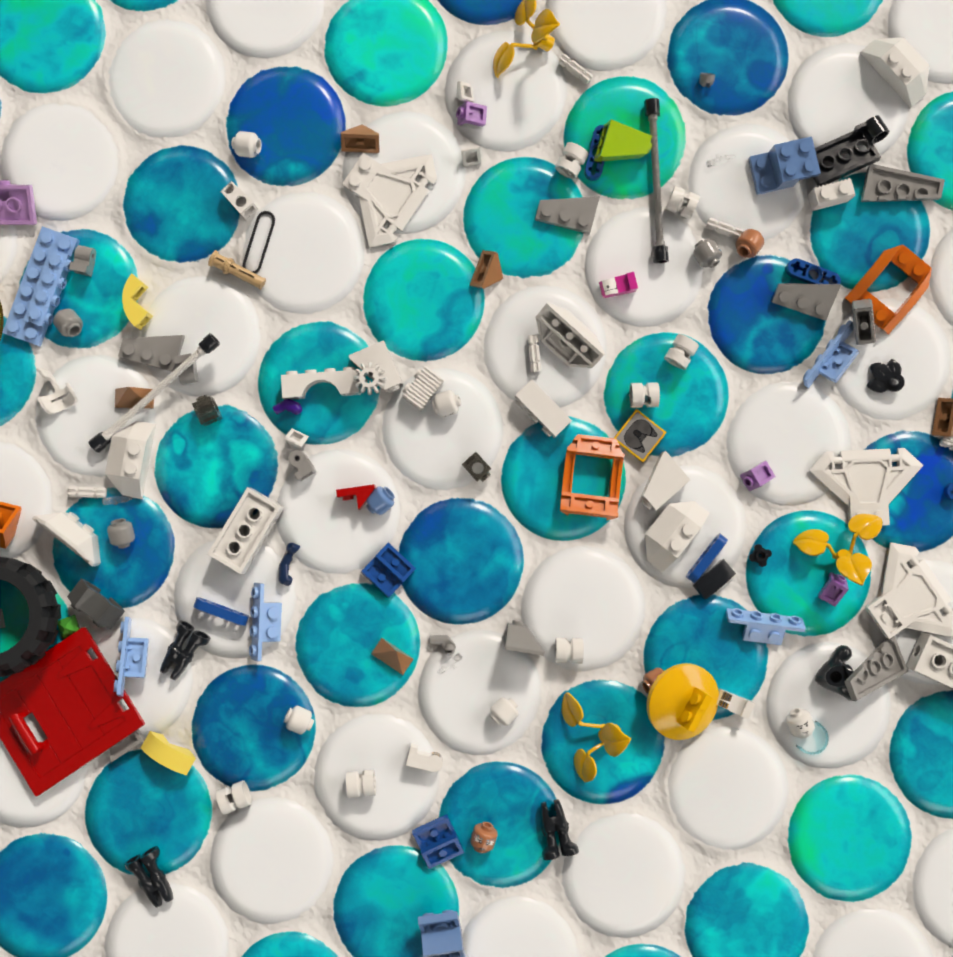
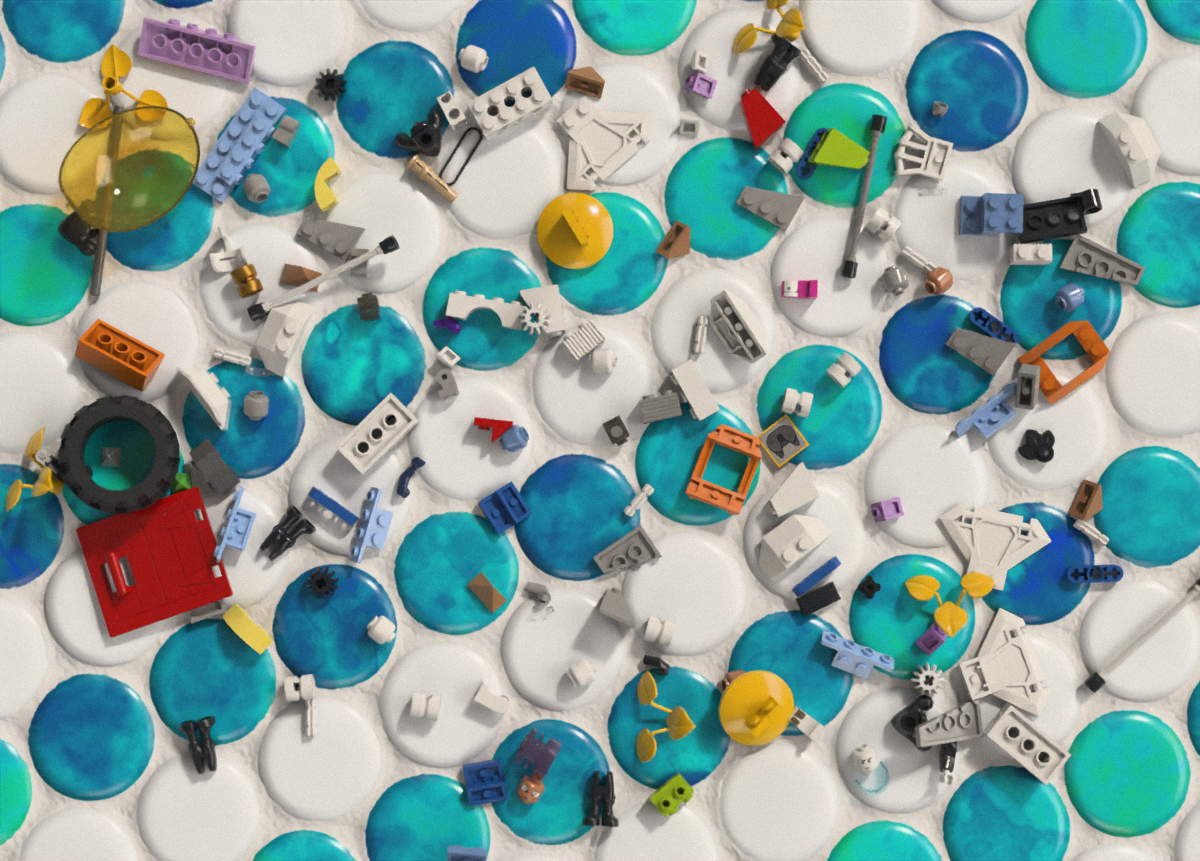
camera: 20 degrees right, 0 degrees up
(82, 417) = (245, 275): none -> pearl gold wheel
(115, 212) = (323, 85): none -> black gear
(219, 232) = (425, 137): none -> black head
(231, 697) = (316, 587): none -> black gear
(252, 823) = (310, 717): none -> white axle
(288, 166) = (510, 90): none -> white brick
(387, 285) = (575, 231): none -> yellow bracket
(482, 801) = (538, 752): none -> clear purple wheel
(514, 433) = (660, 407): none -> light grey brick
(516, 529) = (639, 499): none -> white axle
(517, 580) = (626, 551): none -> light grey wing
(535, 79) = (771, 68): none -> black piece
(536, 130) = (759, 117): none -> red slope
(575, 681) = (657, 662): none -> black arm
(622, 806) = (672, 794): none -> lime brick
(715, 126) = (934, 159): none -> white plate
(846, 628) = (925, 687): none -> white gear
(879, 226) = (1069, 297): none -> medium blue head
(880, 706) = (947, 761): none -> black arm

